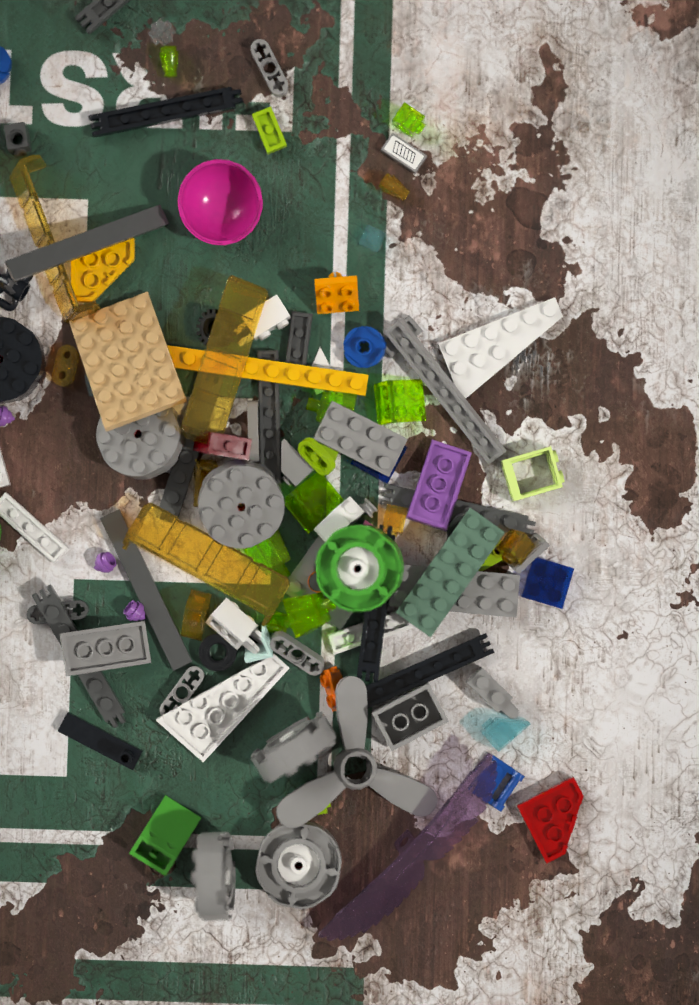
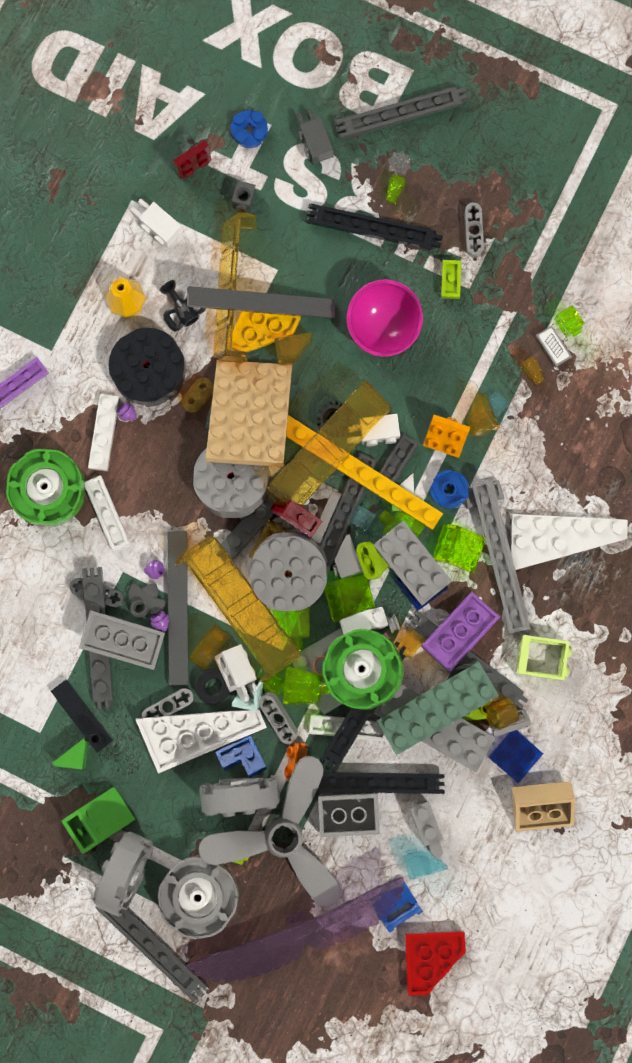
camera: 30 degrees right, 5 degrees down
(62, 44) = (315, 138): none -> dark grey hinge
(112, 594) = (147, 598): none -> dark grey plate
(113, 784) = (75, 757): none -> bright green slope
(139, 274) = (291, 348): none -> clear yellow slope
(278, 702) = (245, 752): none -> plate
(283, 936) = (157, 953): none -> dark grey hinge
(290, 416) = (362, 518): none -> clear light blue plate
(363, 259) = (481, 417): none -> clear yellow slope
(596, 620) = (543, 806): none -> tan slope

